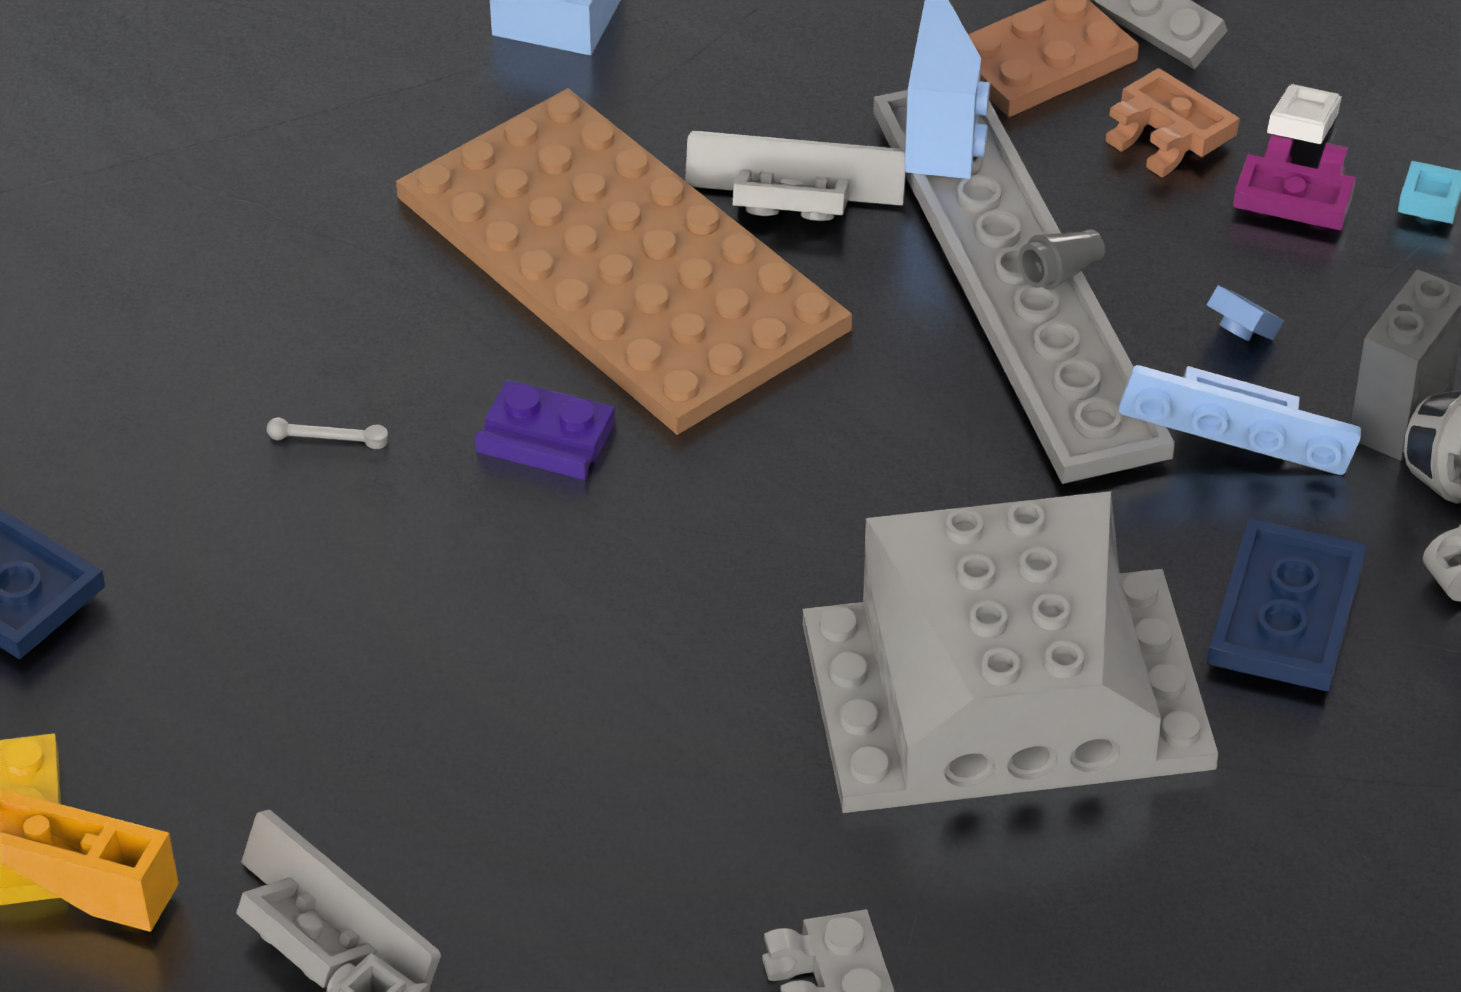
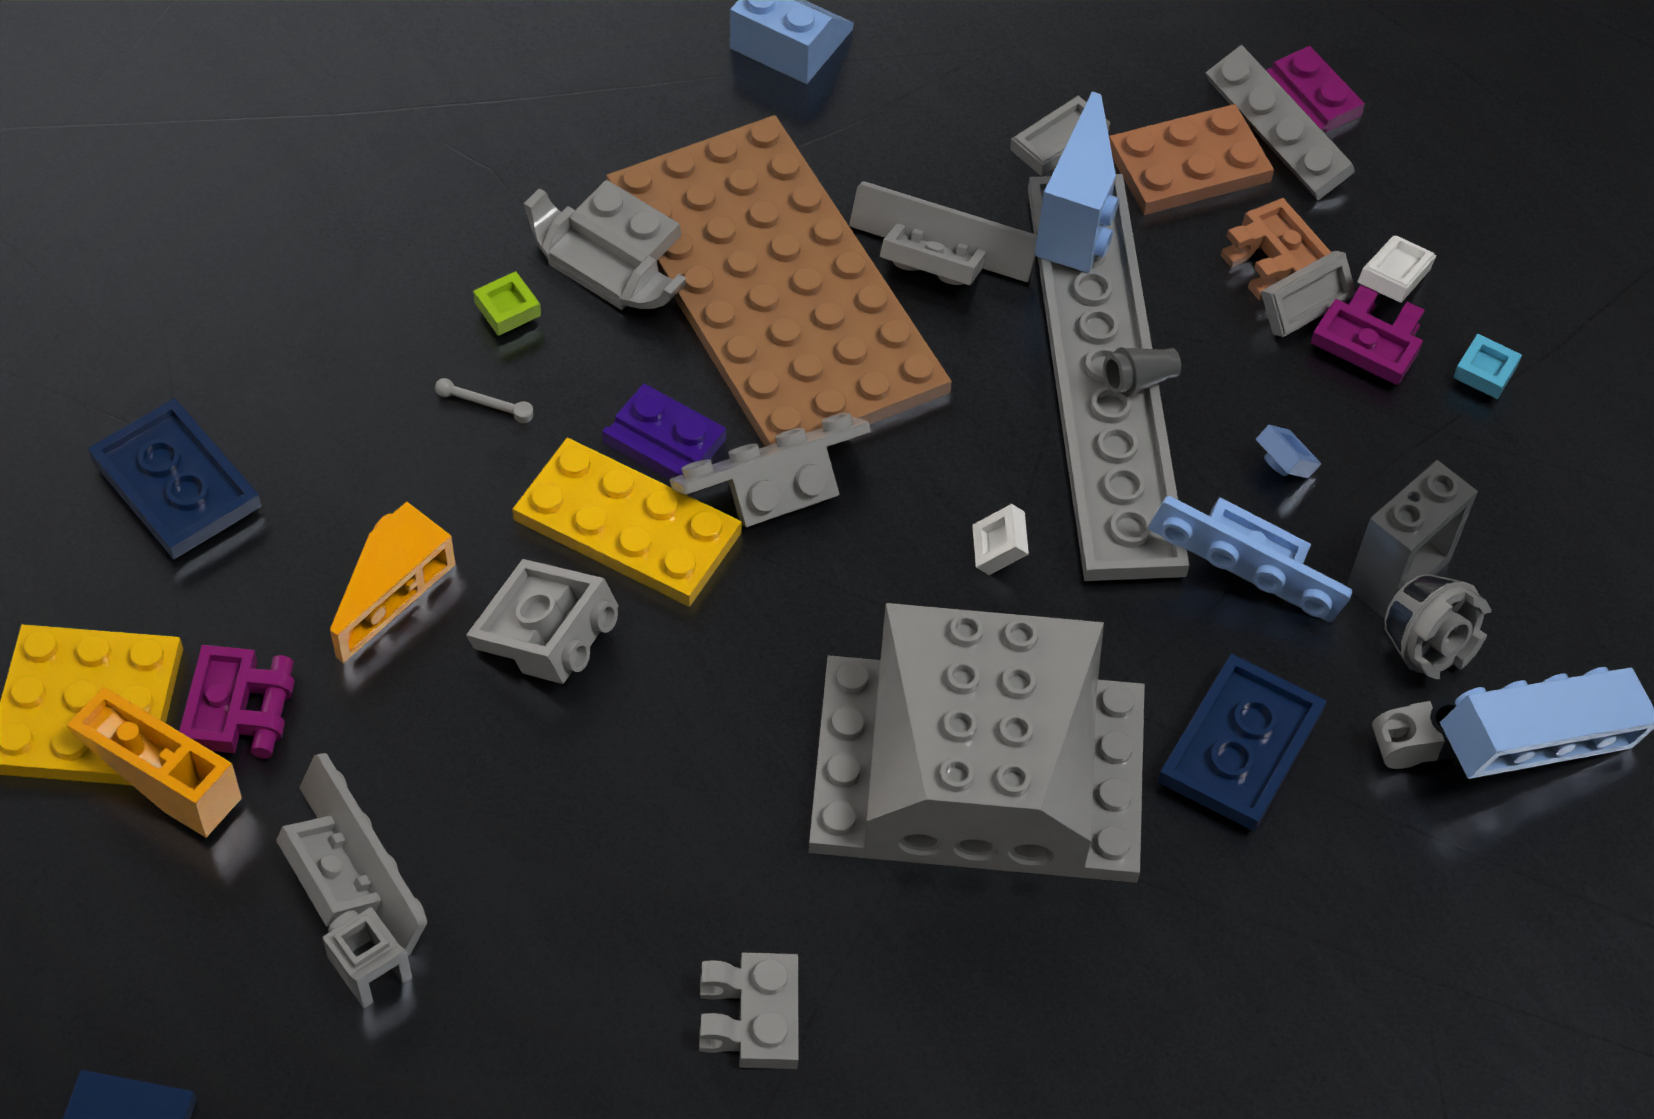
camera: 10 degrees right, 10 degrees up
(122, 774) = (220, 694): none -> magenta plate
(286, 612) = (394, 569): none -> light orange slope
(324, 328) = (507, 303): none -> lime plate
(422, 249) = (608, 245): none -> light grey plate
(474, 632) = (546, 620): none -> light grey plate
(531, 522) = (627, 521): none -> yellow plate
(690, 443) = (779, 475): none -> light grey bracket
(884, 58) = (1045, 140): none -> light grey tile
(958, 457) = (1000, 539): none -> white plate
(1215, 156) = (1308, 293): none -> light grey tile

